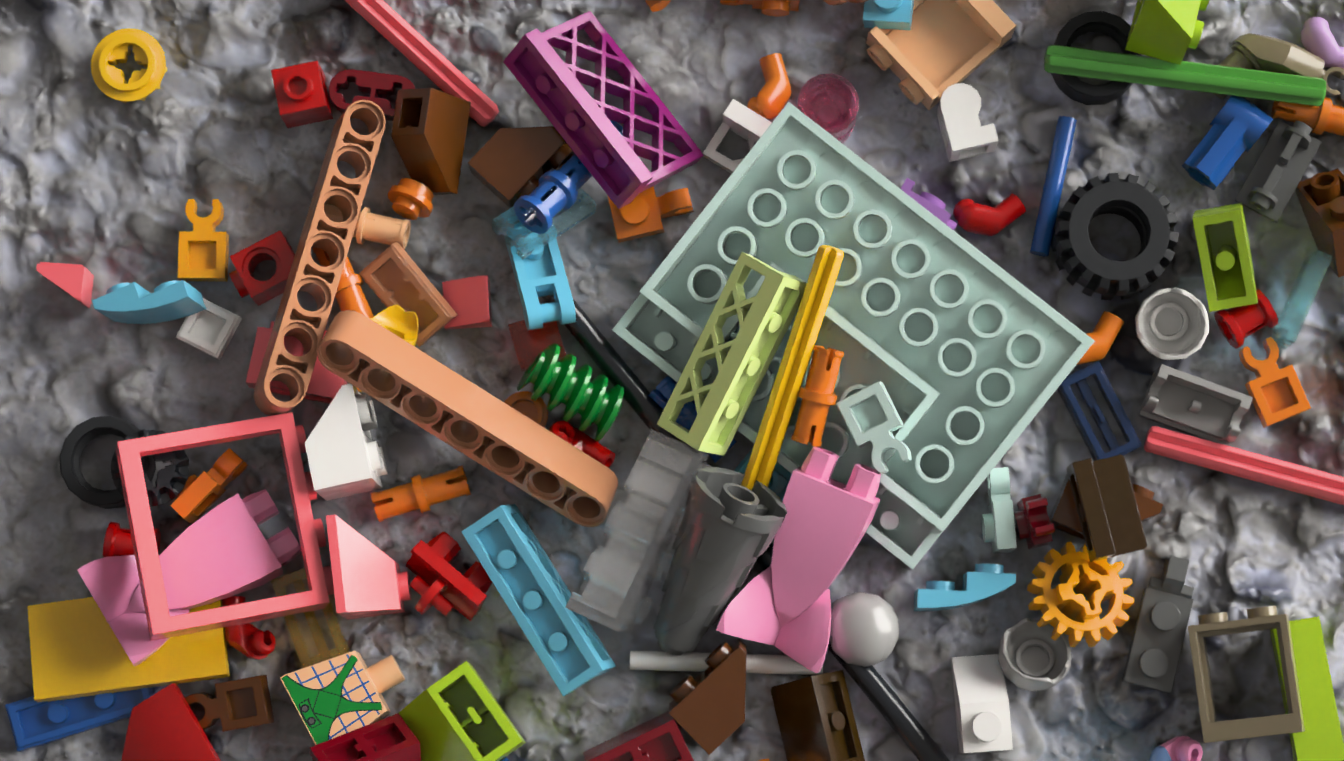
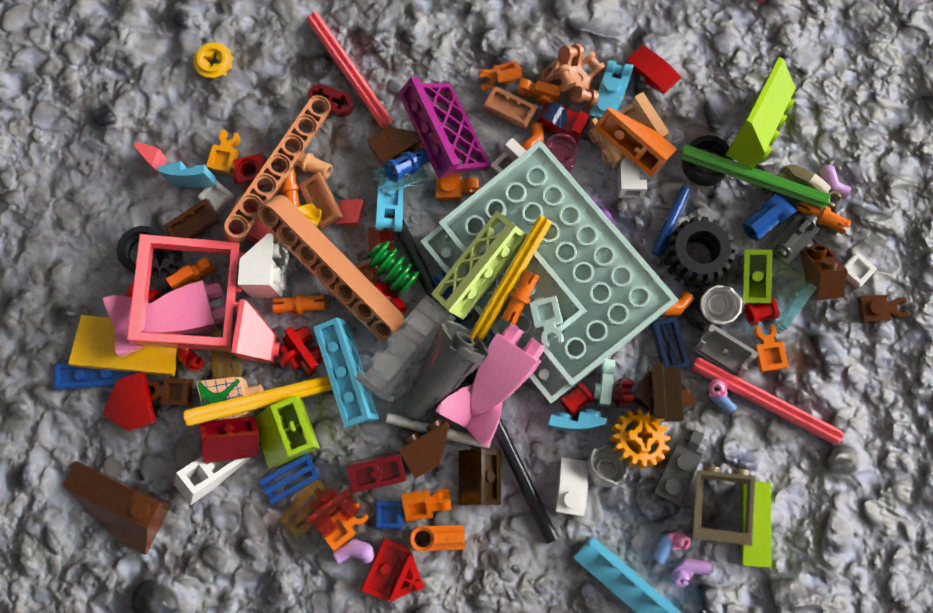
camera: 15 degrees right, 5 degrees down
(182, 388) = (193, 221): none -> reddish brown plate
(302, 94) = (293, 90): red brick -> none
(400, 684) = (256, 400): none -> yellow axle
(411, 199) = (335, 154): orange plate -> none
(431, 136) = (352, 124): reddish brown slope -> none
(713, 36) = (510, 107): none -> nougat plate
(817, 41) = (563, 120): none -> red leg
(863, 629) = (516, 430): light grey hair -> none
(955, 550) = (576, 399): none -> red bush
(961, 58) = (638, 142): none -> orange slope
(986, 219) = (632, 230): red arm -> none
(1201, 486) = (718, 395): none -> arm

